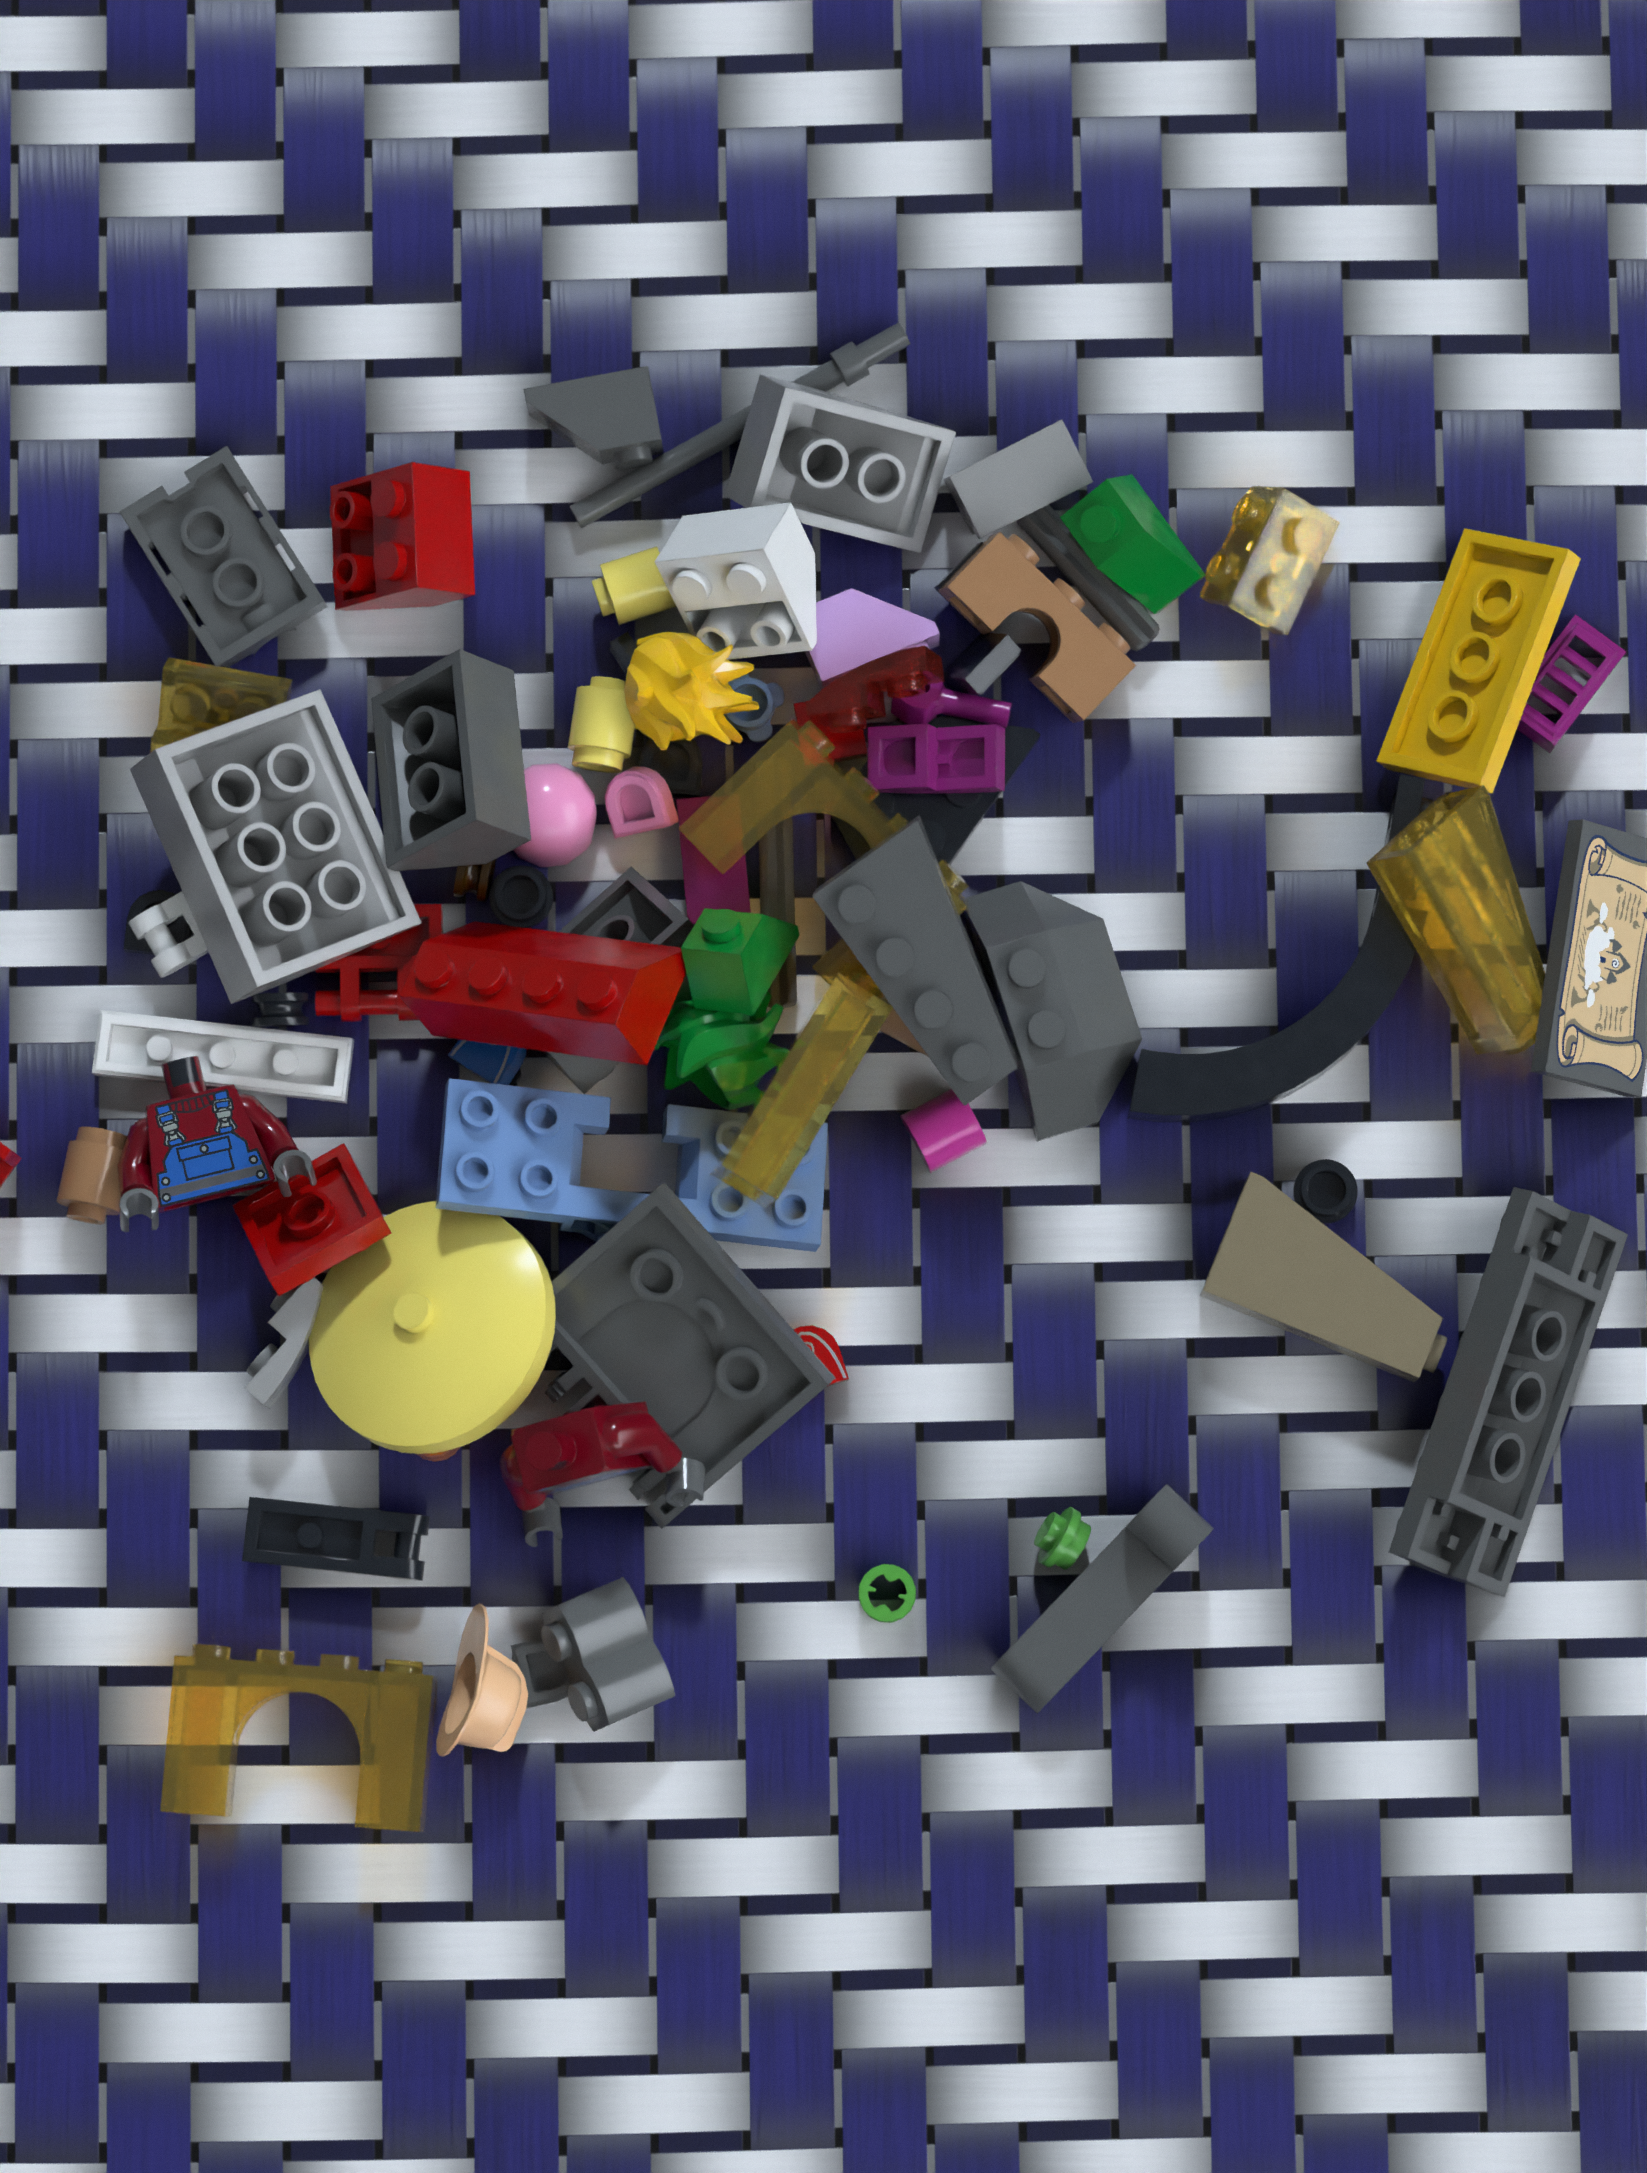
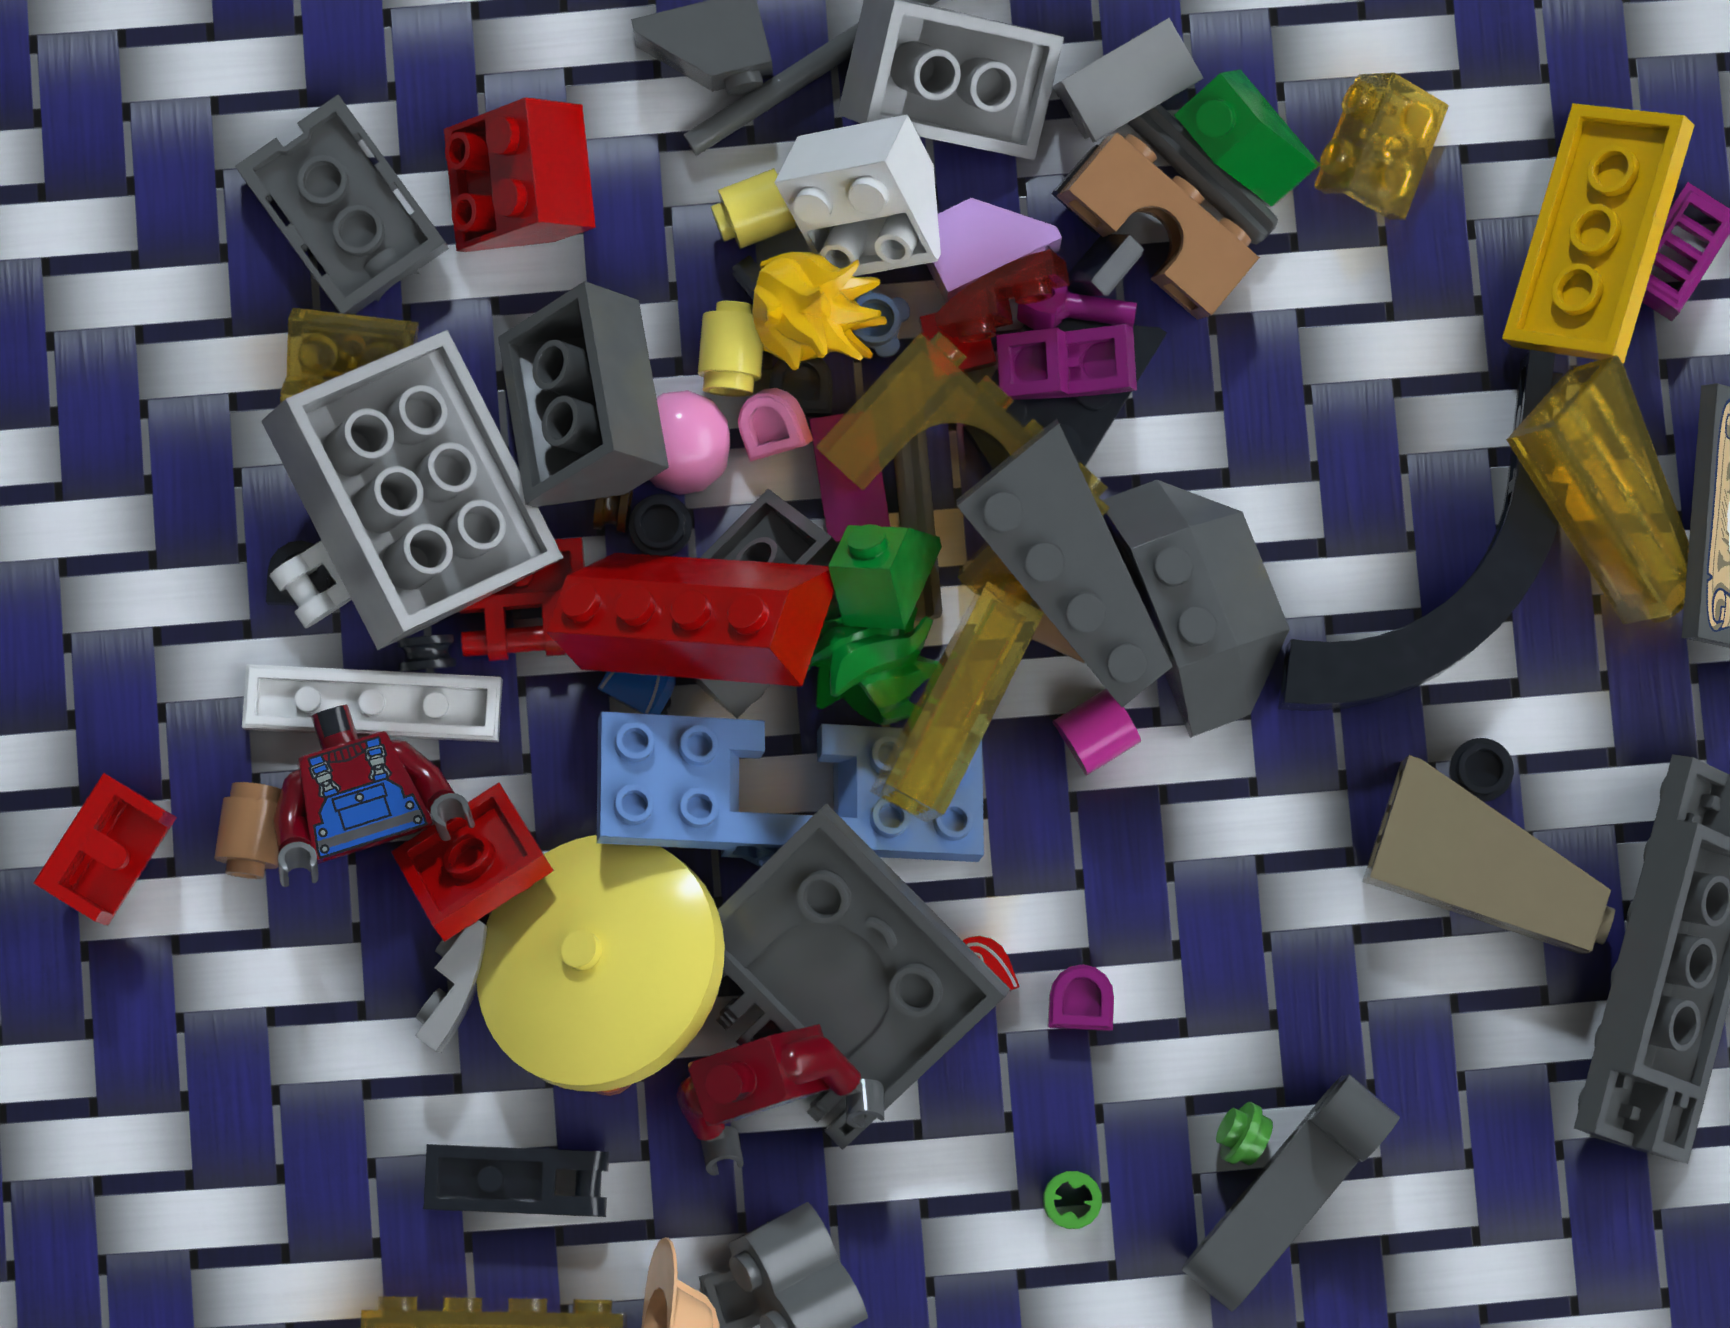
camera: 10 degrees left, 0 degrees up
(909, 1396) = (1081, 1000): none -> magenta tile

